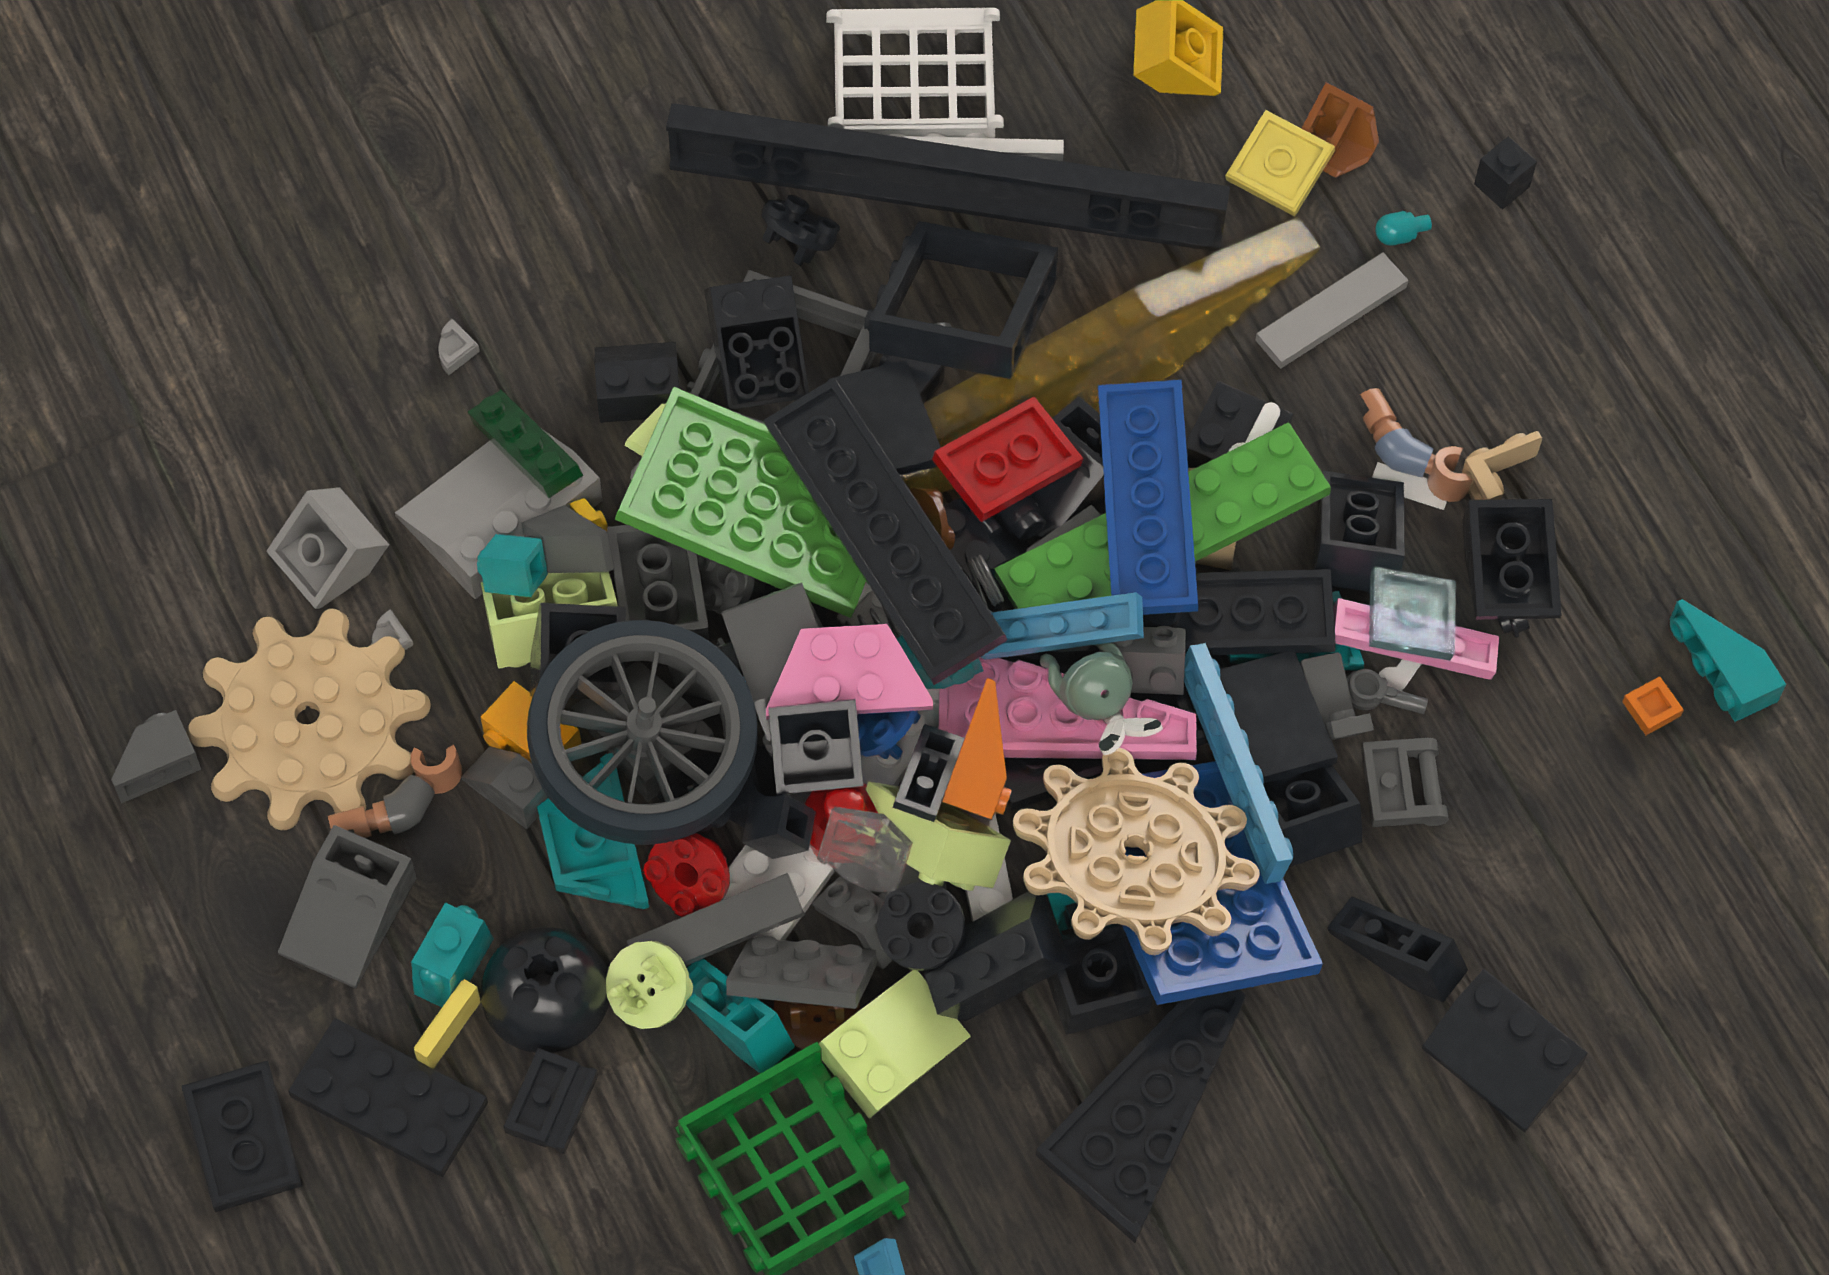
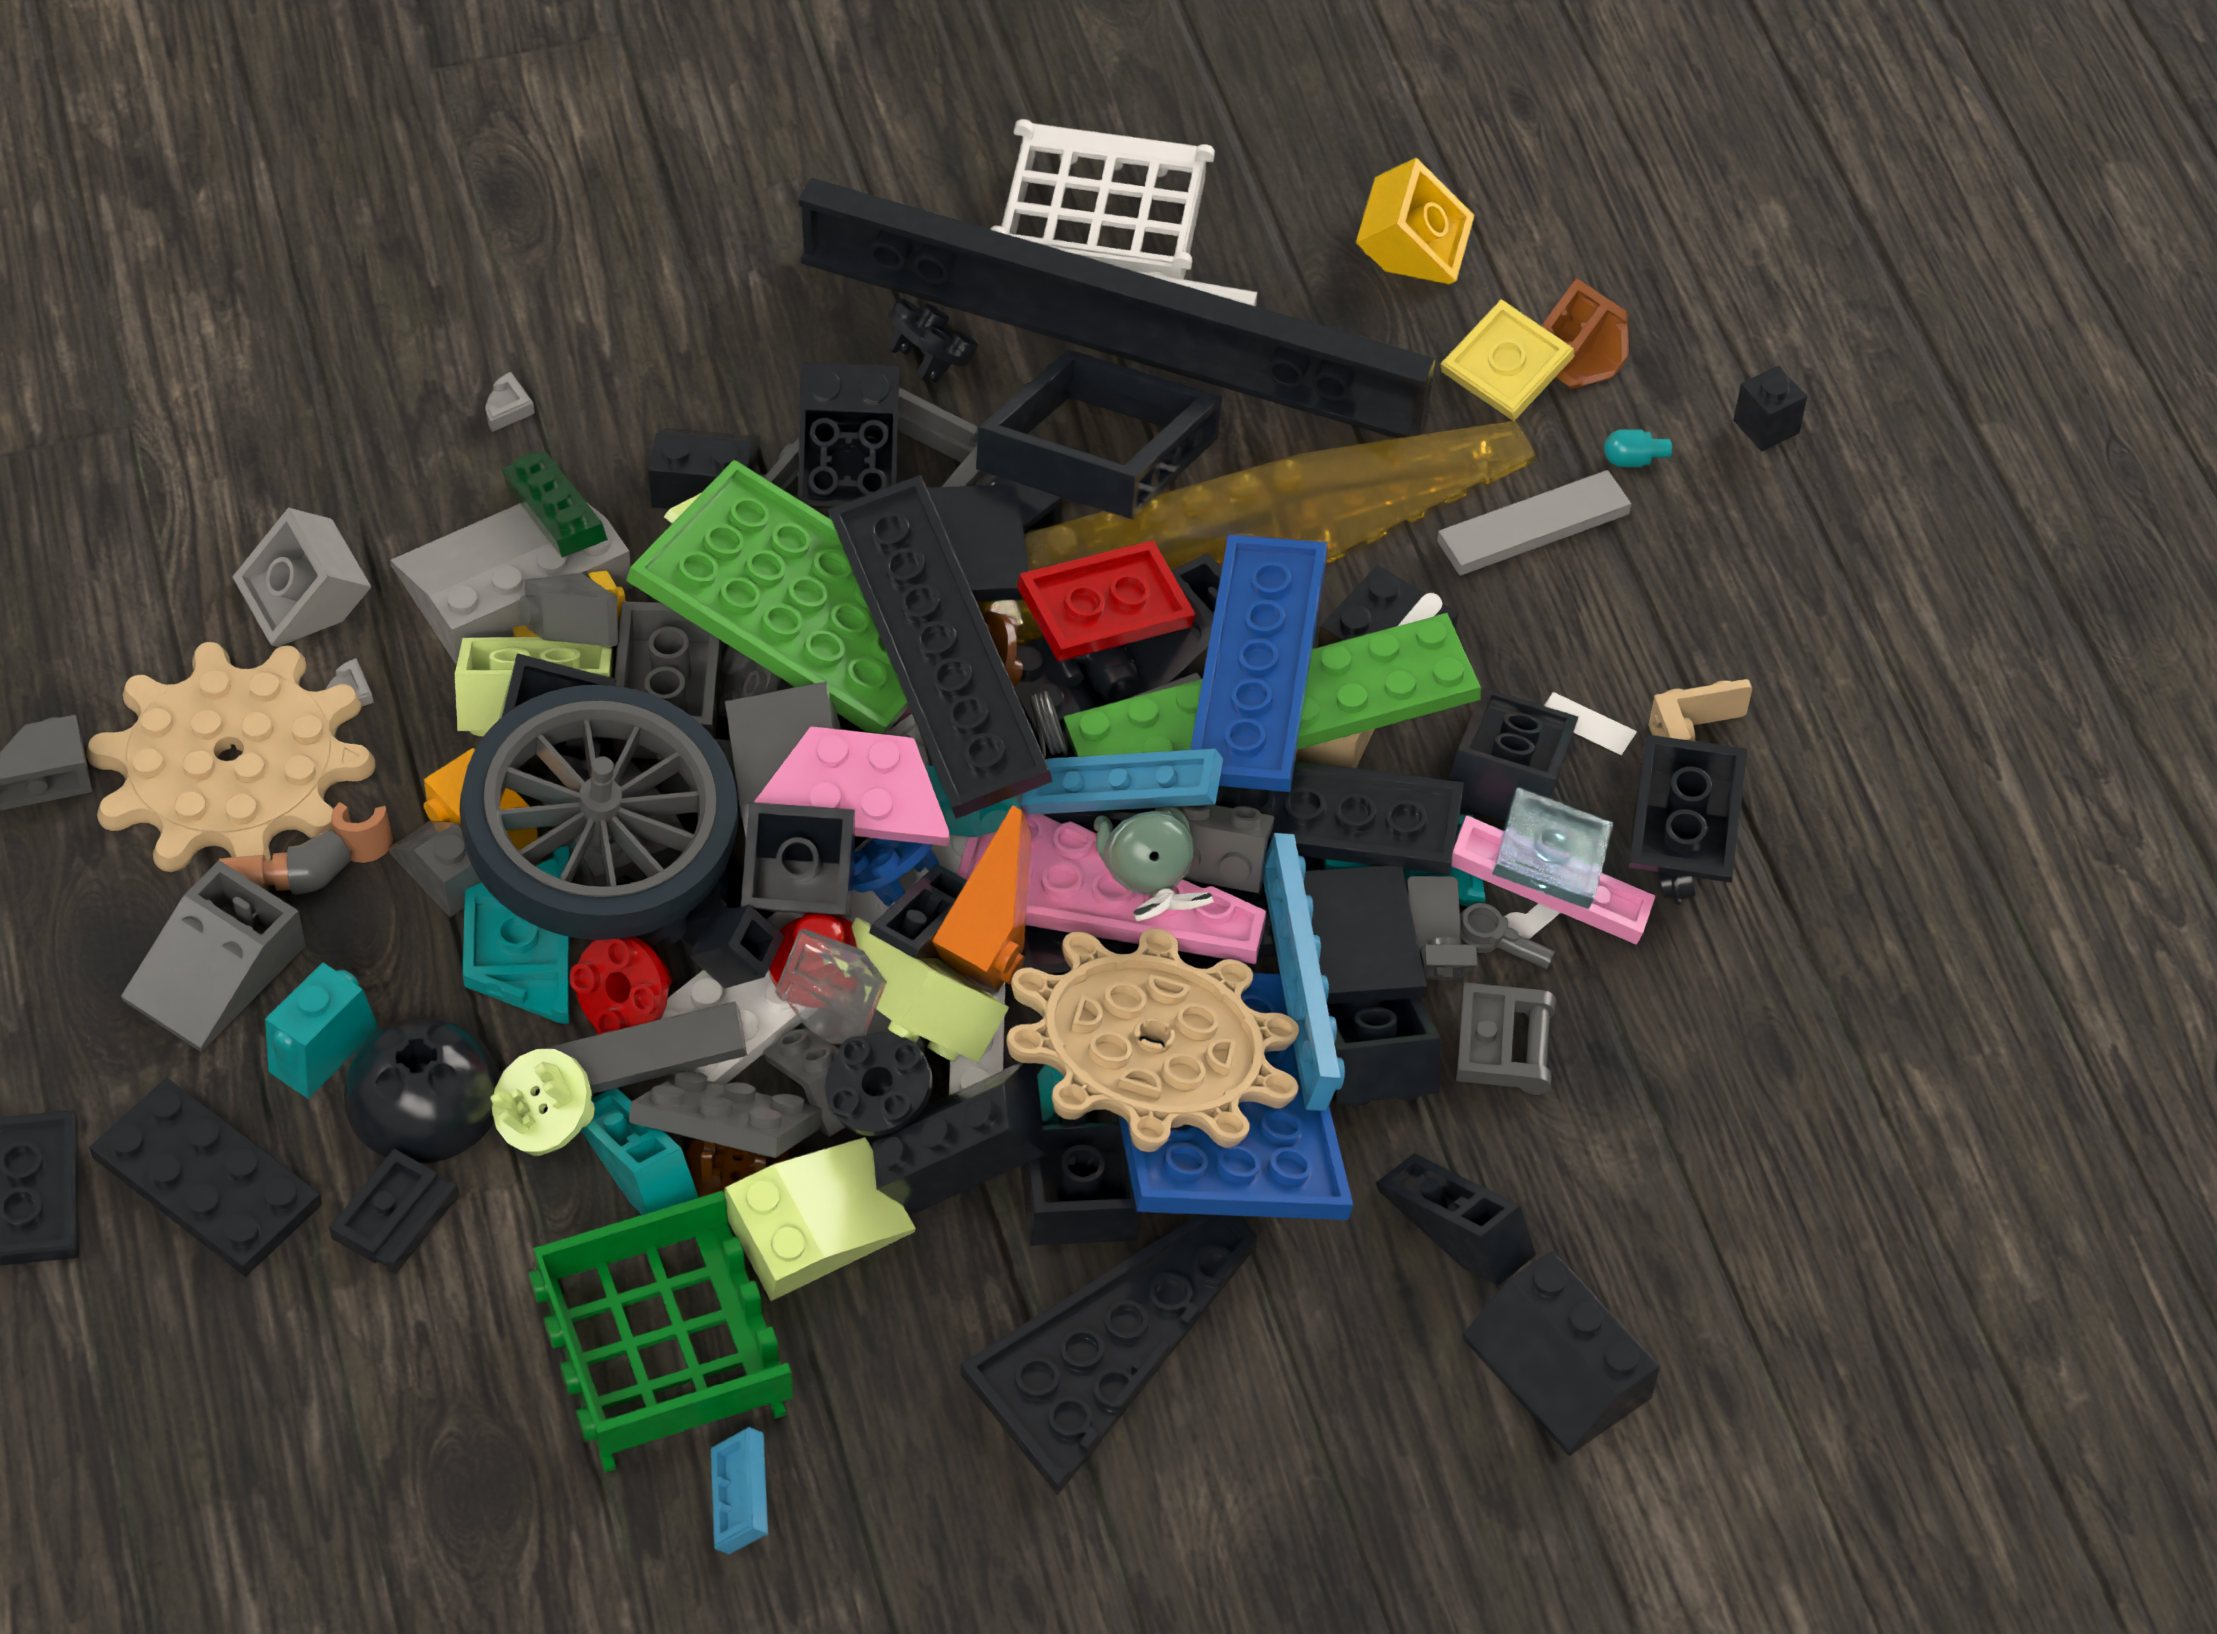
camera: 10 degrees right, 10 degrees down
(447, 1024) = (295, 1105): light yellow tile -> none
(512, 565) = (501, 620): teal brick -> none
(1411, 456) = (1593, 687): nougat piece -> none
(1652, 705) = (1827, 1003): orange plate -> none
(1734, 666) = (1936, 974): teal slope -> none

